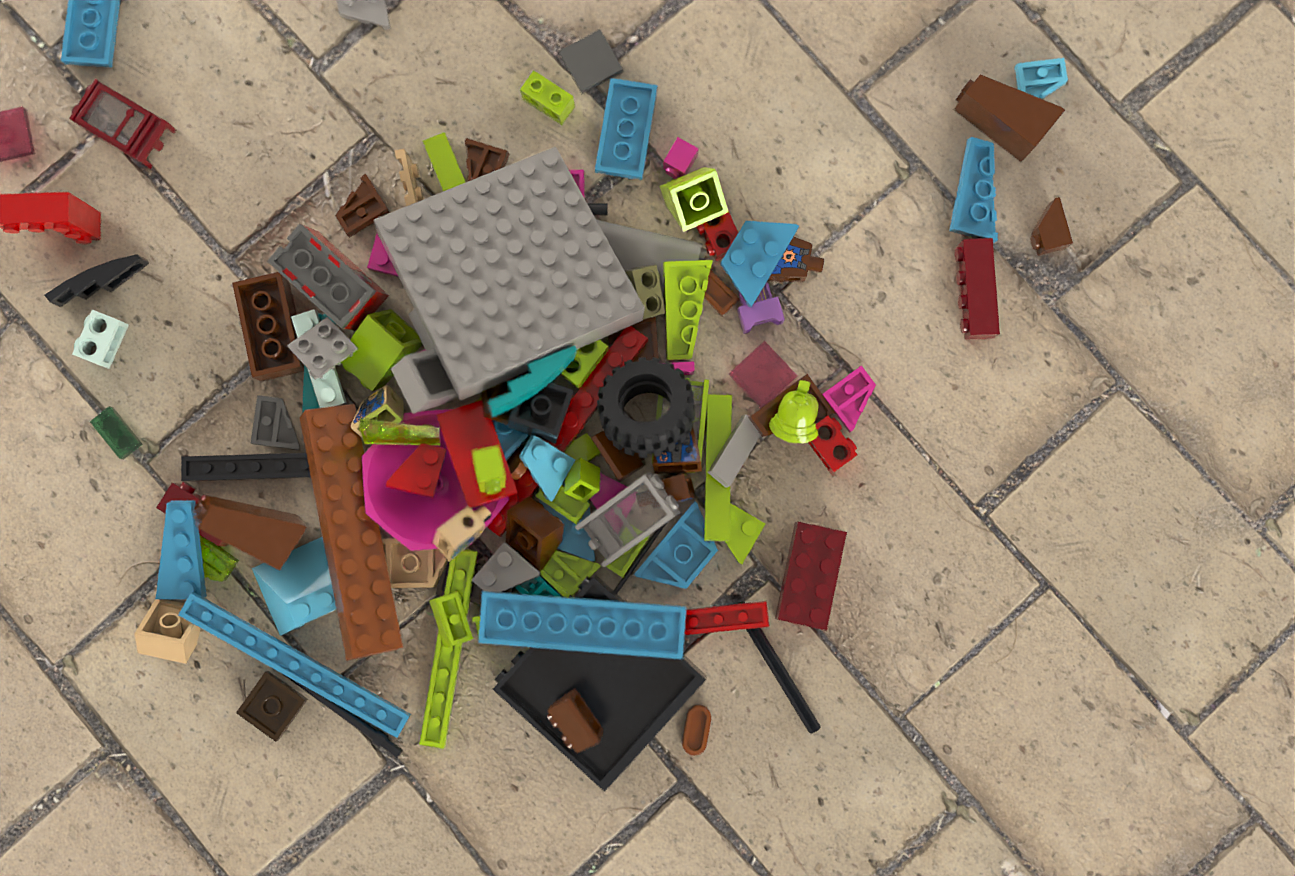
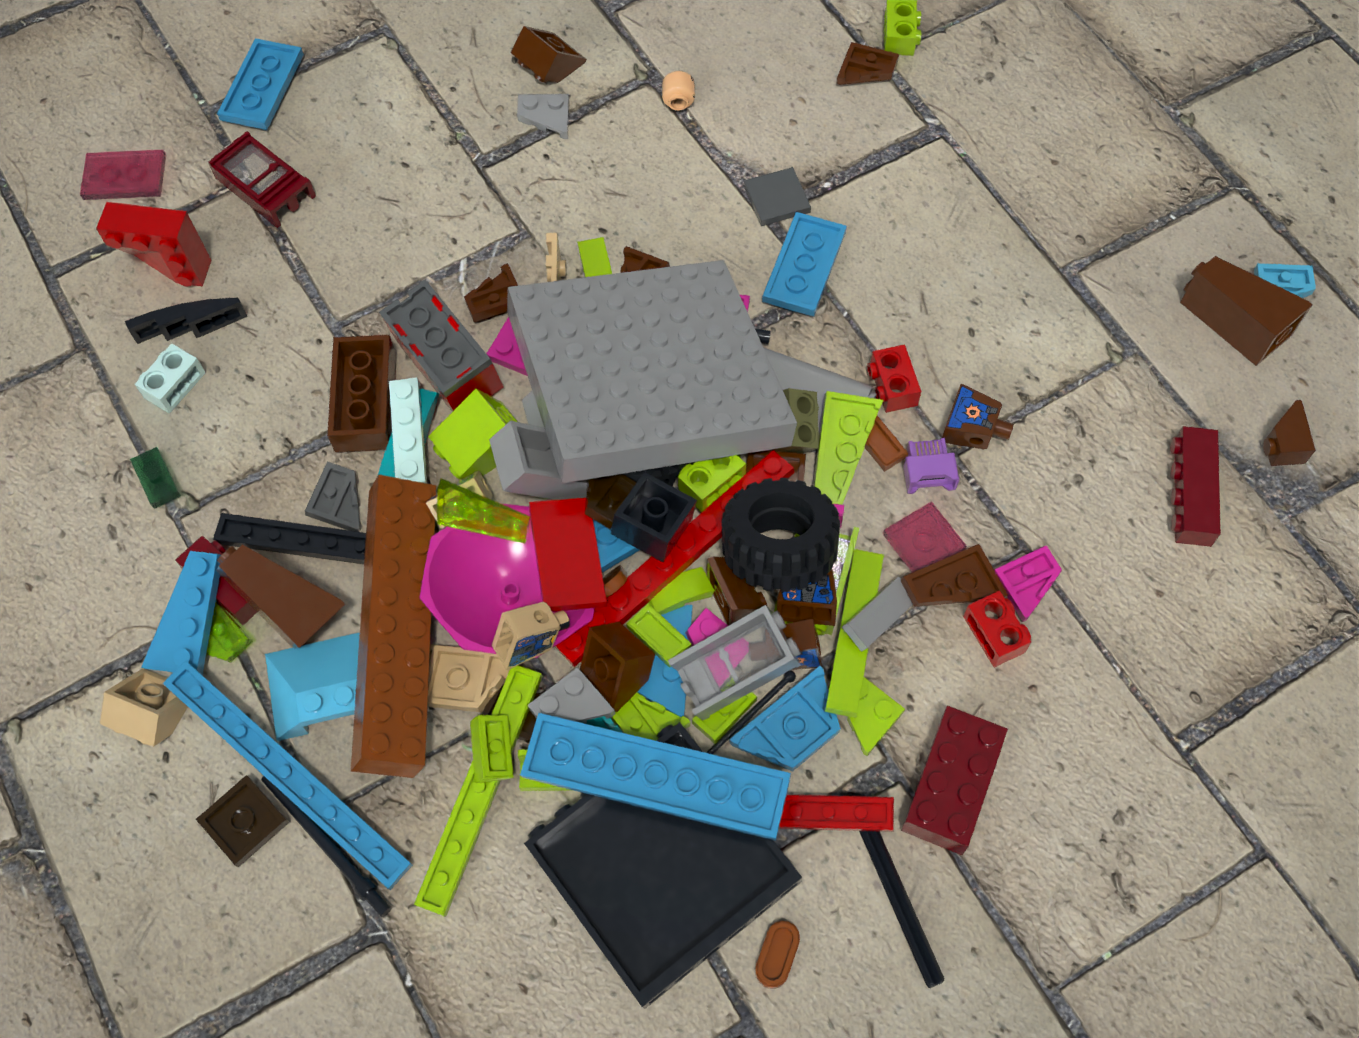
camera: 10 degrees right, 20 degrees down
(322, 348) = (415, 415): light grey hinge -> none
(420, 471) = (494, 565): red wing -> none
(489, 470) = (579, 560): lime brick -> none
(539, 375) = (660, 472): teal slope -> none
(546, 465) = (647, 584): medium azure wing -> none
(547, 97) = (723, 220): lime brick -> none
(575, 721) = (621, 897): reddish brown slope -> none
(582, 480) = (687, 610): lime brick -> none
(680, 158) = (861, 300): dark pink brick -> none
(695, 198) = (872, 328): lime slope -> none
(755, 255) = (935, 403): dark azure wing -> none
(796, 416) = (961, 580): lime helmet -> none
(975, 195) = (1200, 385): dark azure wing -> none

